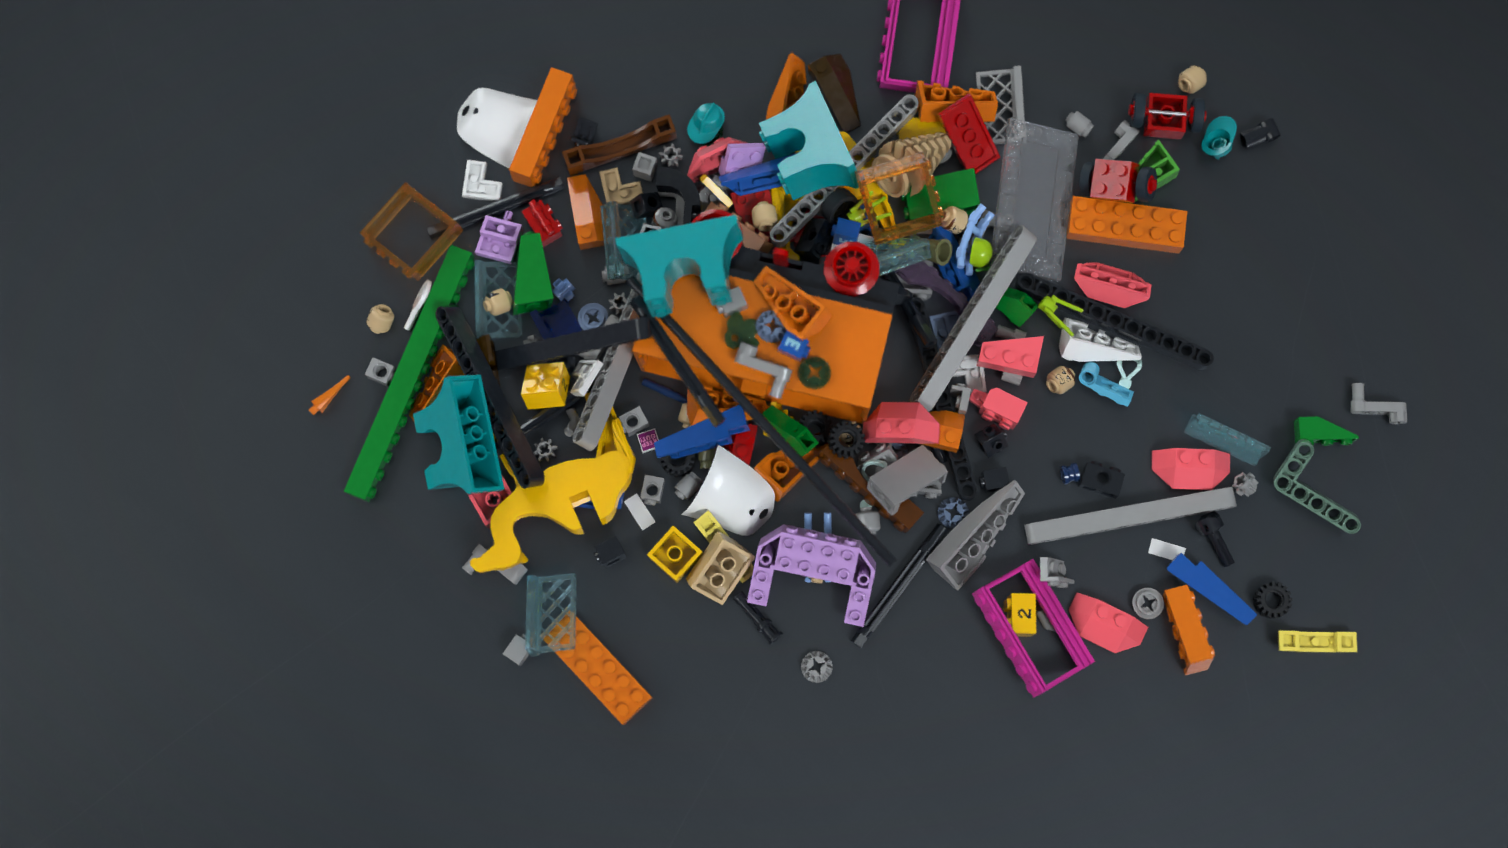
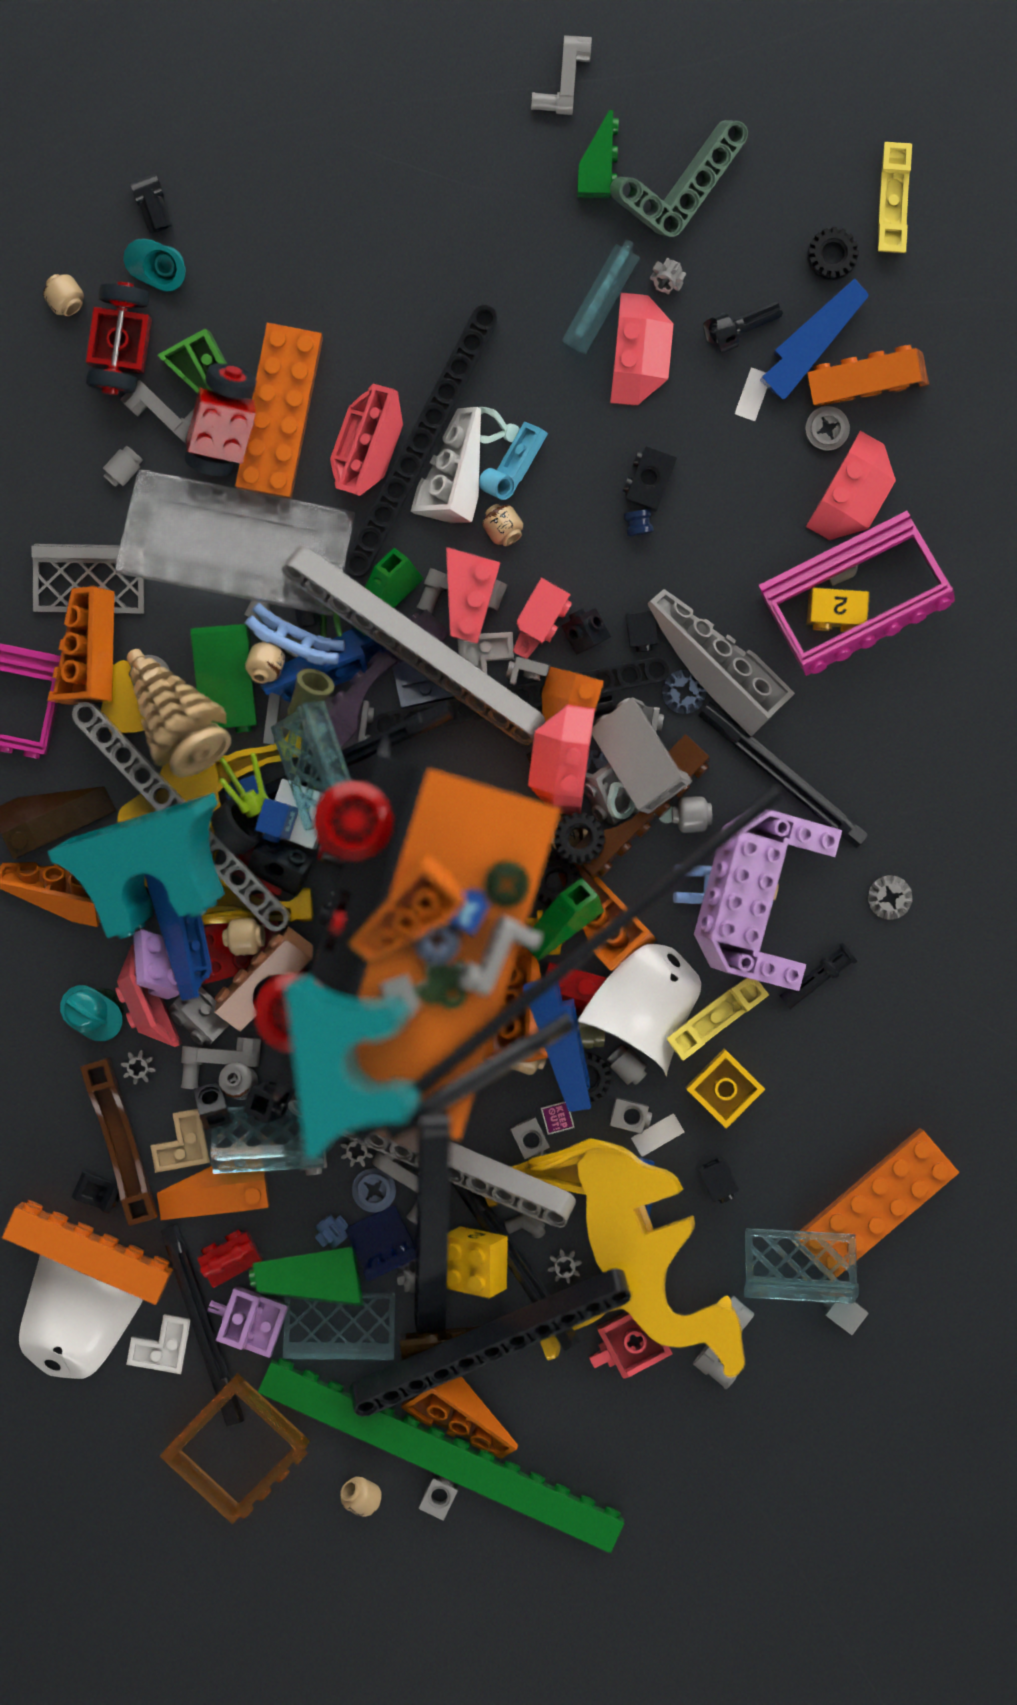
camera: 90 degrees left, 10 degrees up
(321, 402) = (475, 1581): orange piece -> none
(418, 304) = (337, 1439): white piece -> none
(466, 437) = (553, 1377): teal piece -> none
(498, 302) = (347, 1326): tan head -> none
(585, 374) = (465, 1202): white tile -> none
(645, 166) = (154, 1105): light grey brick -> none
(664, 390) = (481, 1100): dark blue piece -> none
(676, 182) = (183, 1062): black arch -> none
(716, 190) = (199, 1004): tile -> none
(719, 568) = (748, 1026): tan slope -> none
(893, 169) = (203, 749): clear orange window -> none
(969, 134) = (136, 631): red tile -> none
(980, 252) = (316, 627): lime hair -> none
(1049, 306) = (399, 534): lime plant -> none
(1053, 572) = (781, 558): light grey bracket -> none
(1130, 515) = (703, 442): light grey beam -> none

